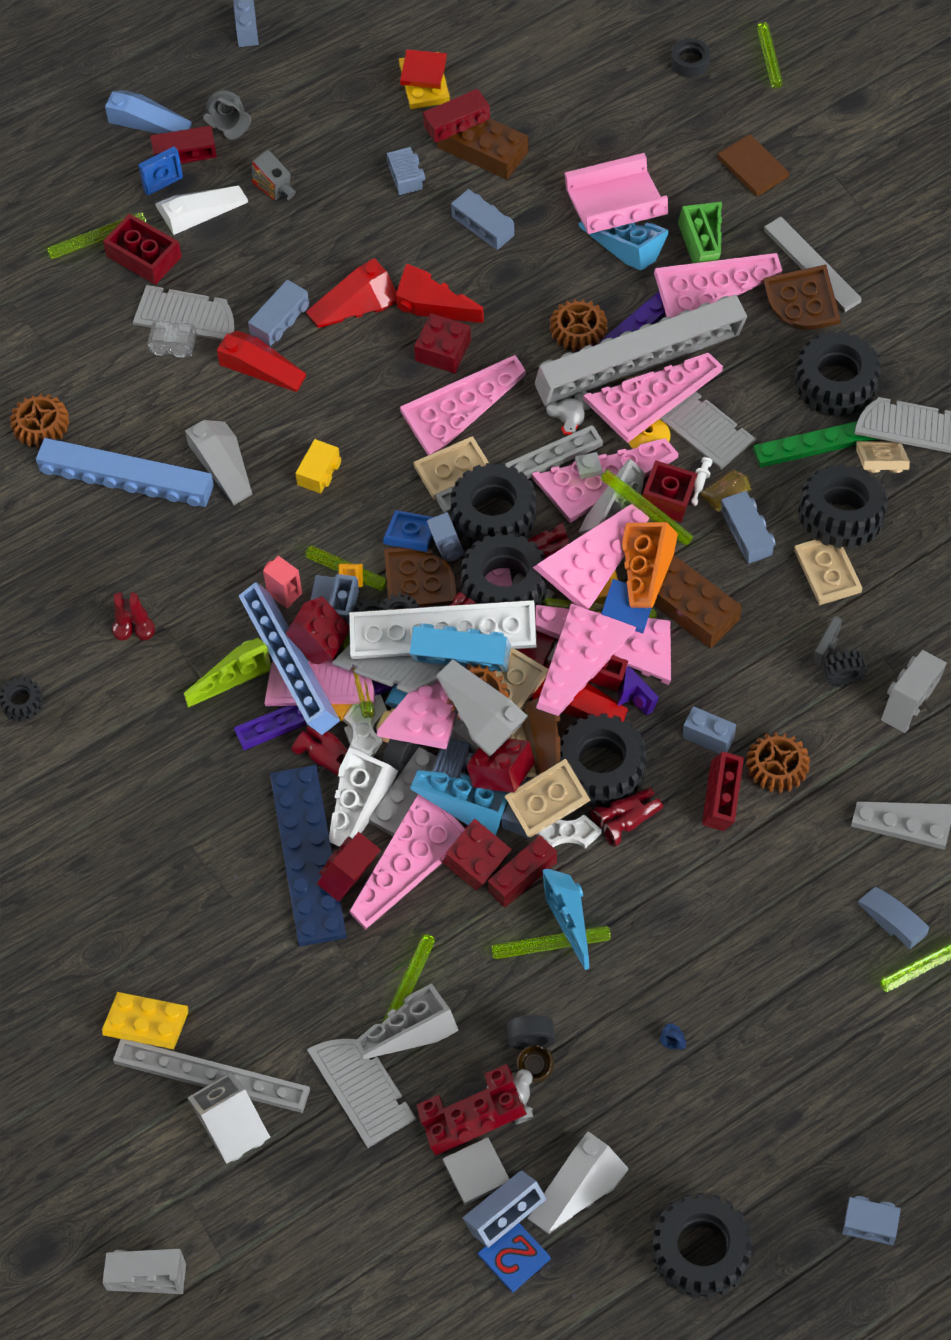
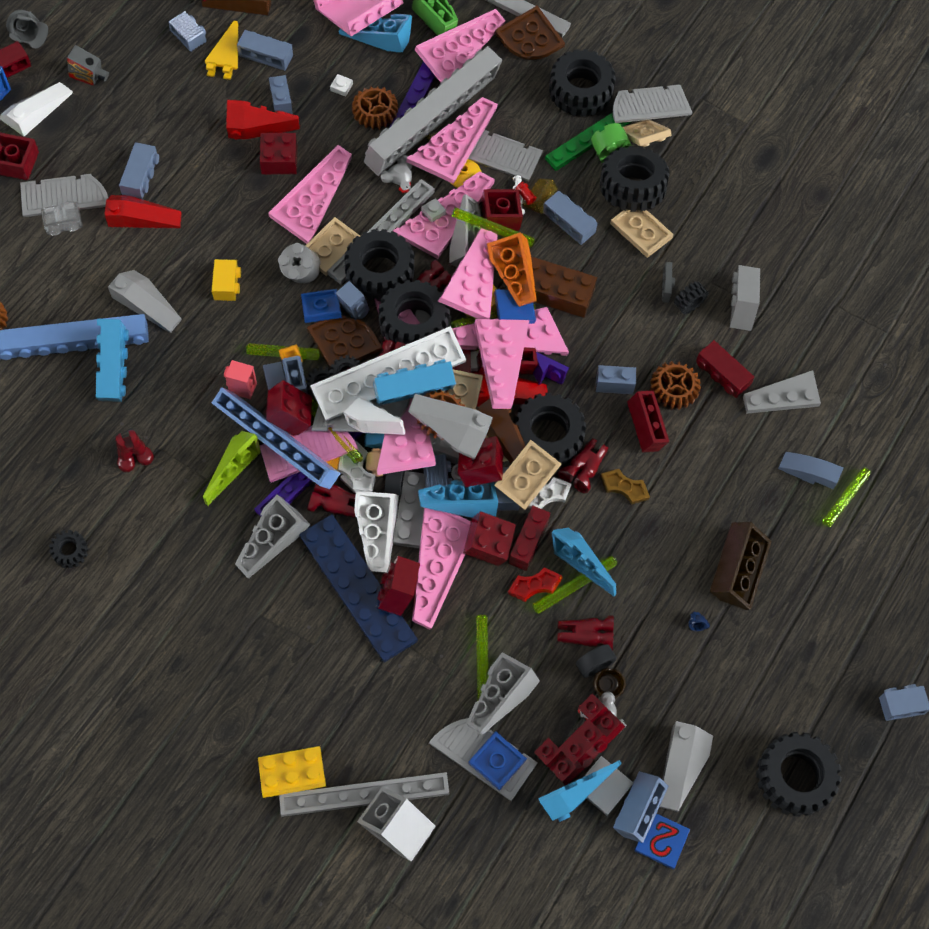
camera: 30 degrees left, 5 degrees up
(152, 511) = (111, 360): none -> dark azure wedge
(242, 762) = (274, 532): none -> light grey wedge
(360, 292) = (196, 134): red wedge -> none
(371, 1097) = (497, 761): none -> blue tile
(396, 672) = (371, 419): none -> white slope
(406, 475) = (299, 254): none -> light grey brick
(424, 1166) = (566, 799): none -> dark azure wedge
(436, 209) = (224, 53): none -> yellow flag
(475, 277) = (280, 94): none -> sand blue brick
(514, 925) = (526, 587): none -> red tile
(537, 999) = (586, 631): none -> dark red piece
(553, 287) = (341, 85): none -> white plate
(671, 864) = (633, 490): none -> pearl gold tile
(705, 480) = (525, 192): none -> red pin
(754, 993) = (741, 565): none -> dark brown slope
(836, 450) = (609, 140): none -> bright green brick
(846, 765) = (724, 369): none -> dark red brick

